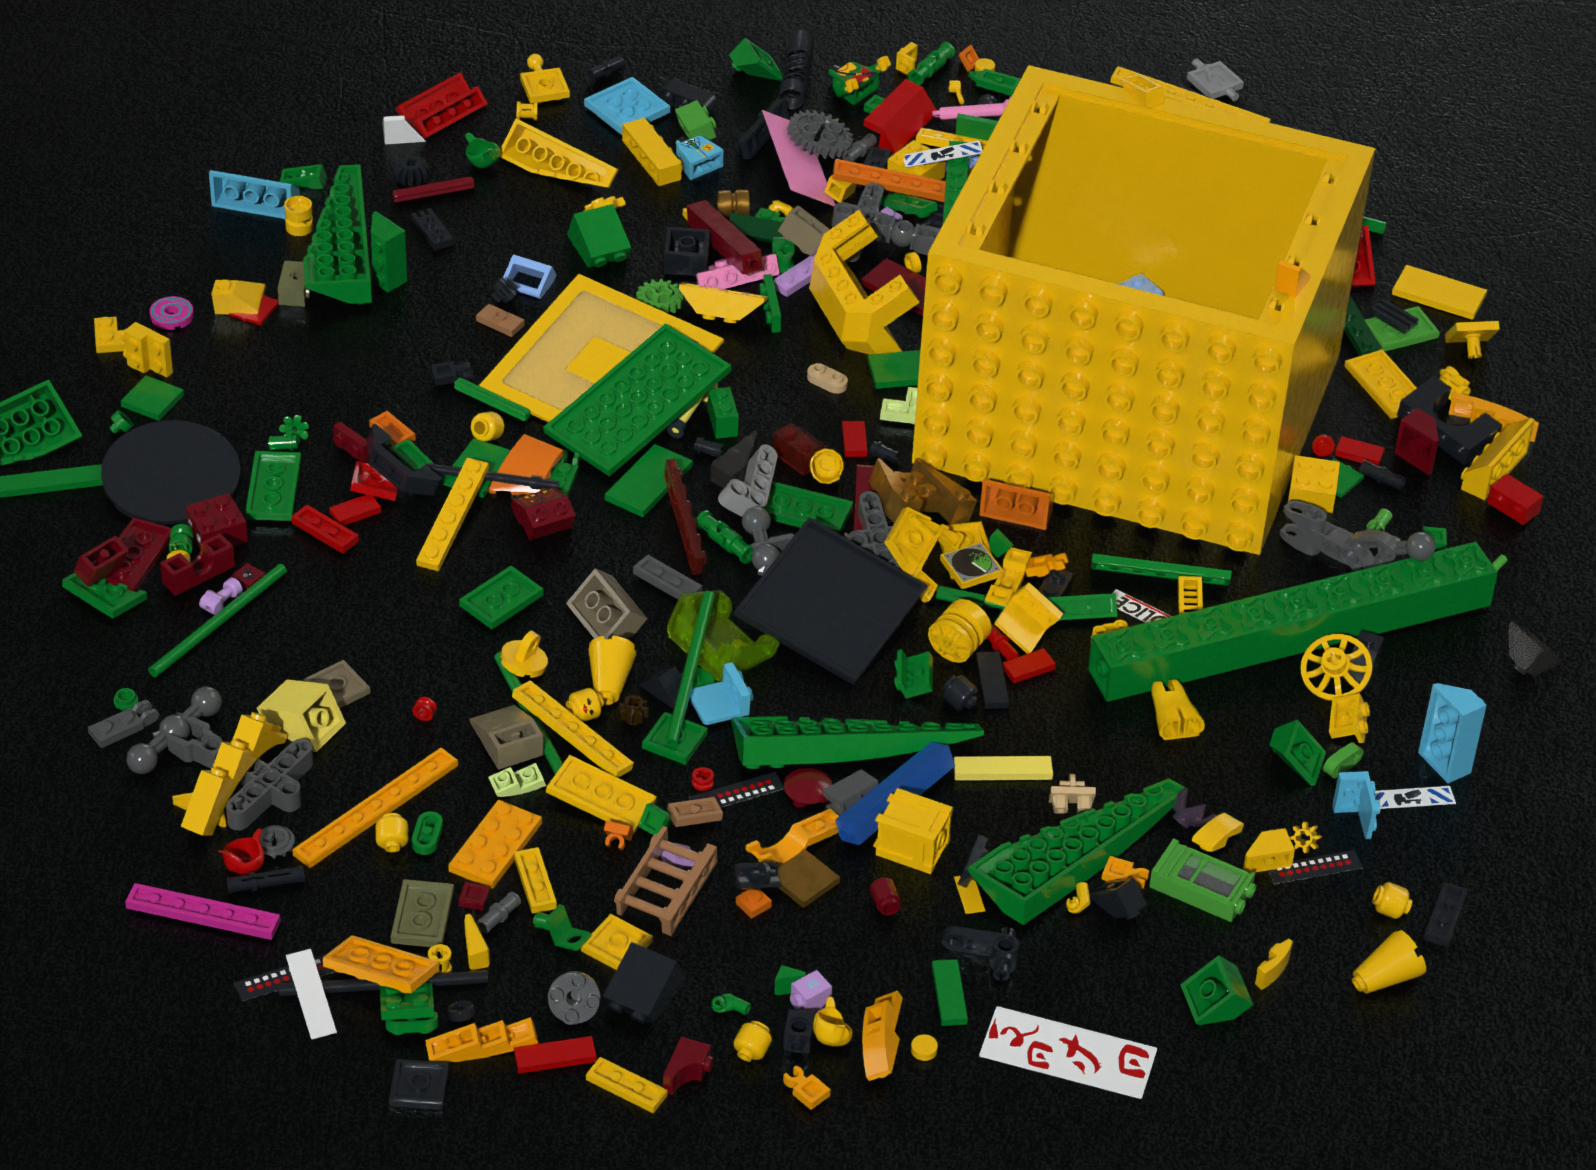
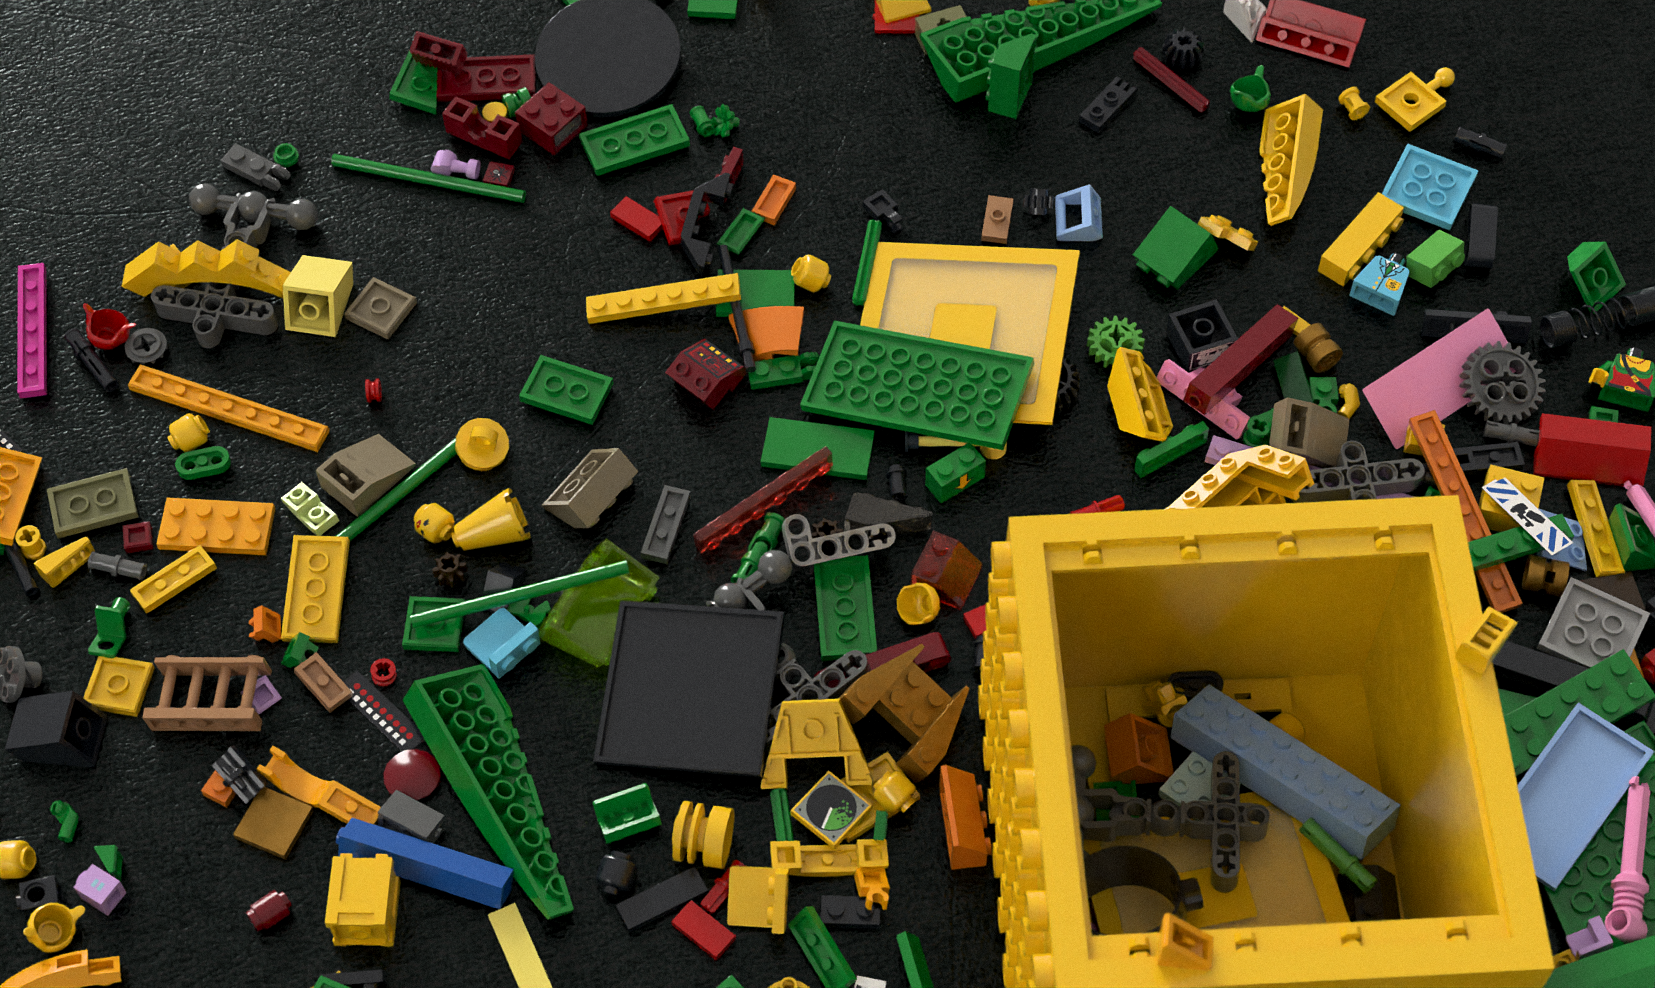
camera: 70 degrees right, 15 degrees up
(325, 529) = (593, 205): red plate -> none
(572, 729) = (392, 527): yellow plate -> none
(799, 358) = (1111, 504): none -> red axle
(978, 525) = (894, 792): none -> yellow head

